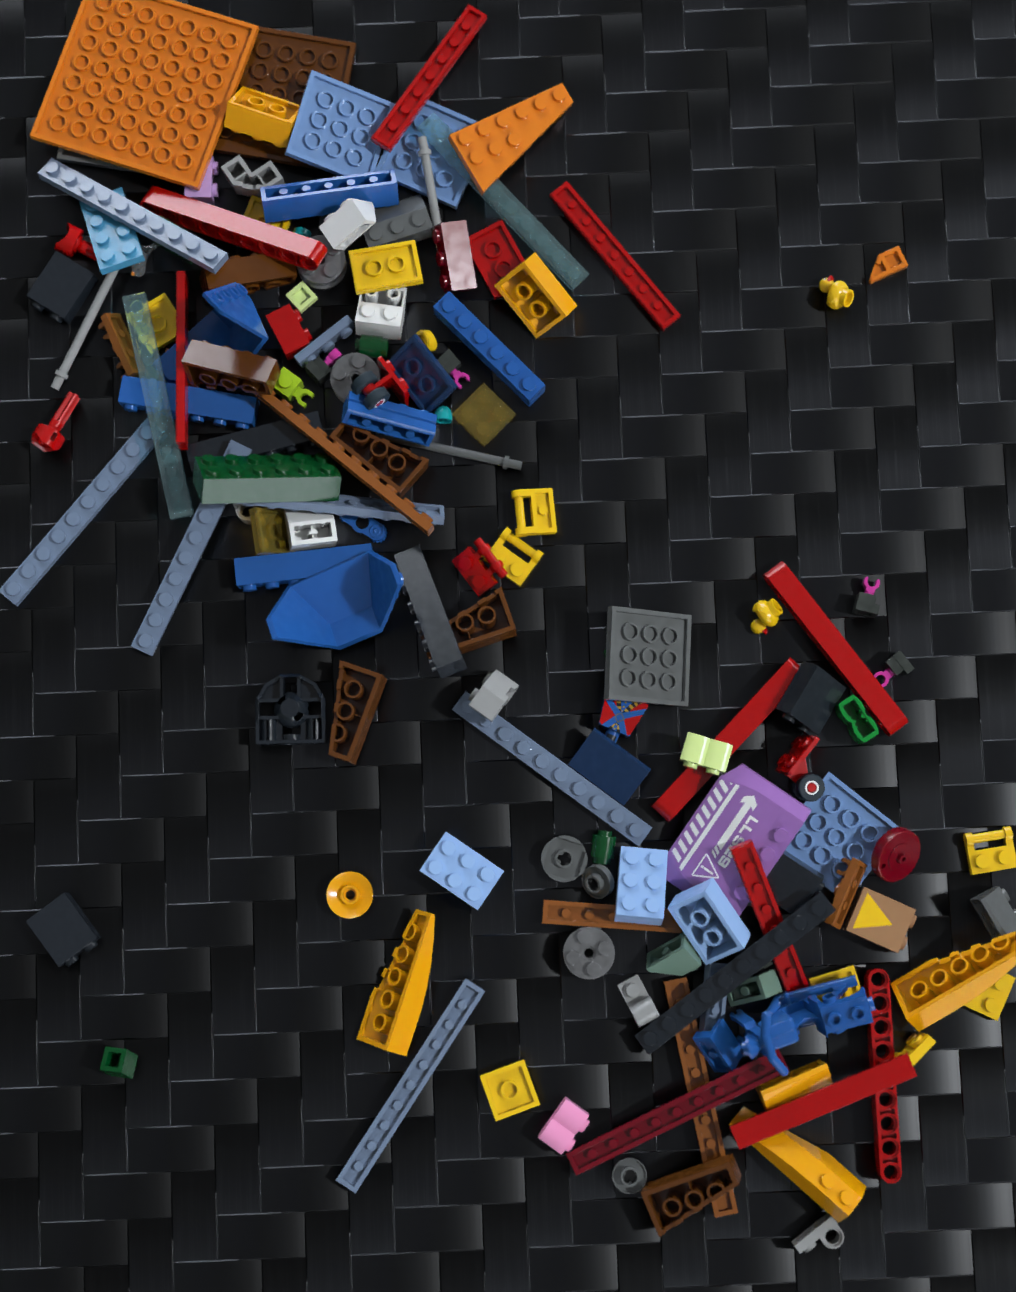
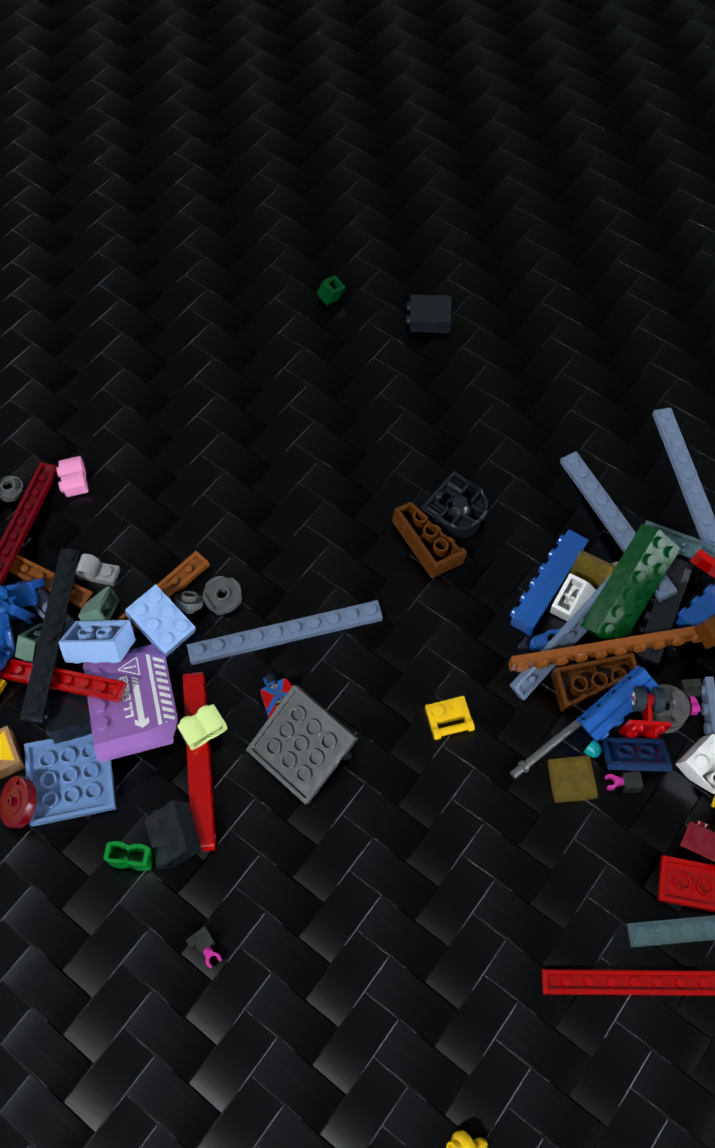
camera: 130 degrees right, 20 degrees down
(291, 388) = (690, 661): lime brick -> none
(337, 892) = (315, 455): light orange dish -> none
(338, 603) = (509, 566): blue piece -> none
(372, 346) = (683, 738): dark green brick -> none
(400, 996) = (231, 446): light orange wedge -> none
(410, 1085) = (178, 421): sand blue plate -> none
(428, 339) = (662, 778): yellow tile -> none
(430, 613) = (453, 624): black brick -> none
(461, 870) = (270, 529): light blue brick -> none
(475, 571) = (459, 687): red plate -> none
(483, 623) = (419, 654): reddish brown wedge -> none
(489, 349) = (622, 818): blue brick -> none
(493, 695) = (363, 626): light grey brick -> none
(509, 1090) = (121, 464): yellow plate -> none
(535, 295) = (642, 886): light orange slope -> none
(541, 510) = (467, 760): yellow plate -> none
(593, 966) = (152, 563): flat silver wheel -> none
(603, 847) = (206, 622): dark green brick -> none
(609, 766) = (252, 664): dark blue tile -> none
(768, 615) = (259, 858): yellow animal -> none
(802, 784) = (139, 782): red plate -> none
(835, 648) = (192, 888): red beam -> none
(846, 890) = (29, 746): dark orange plate -> none
(895, 665) = (139, 923): pearl dark grey piece -> none

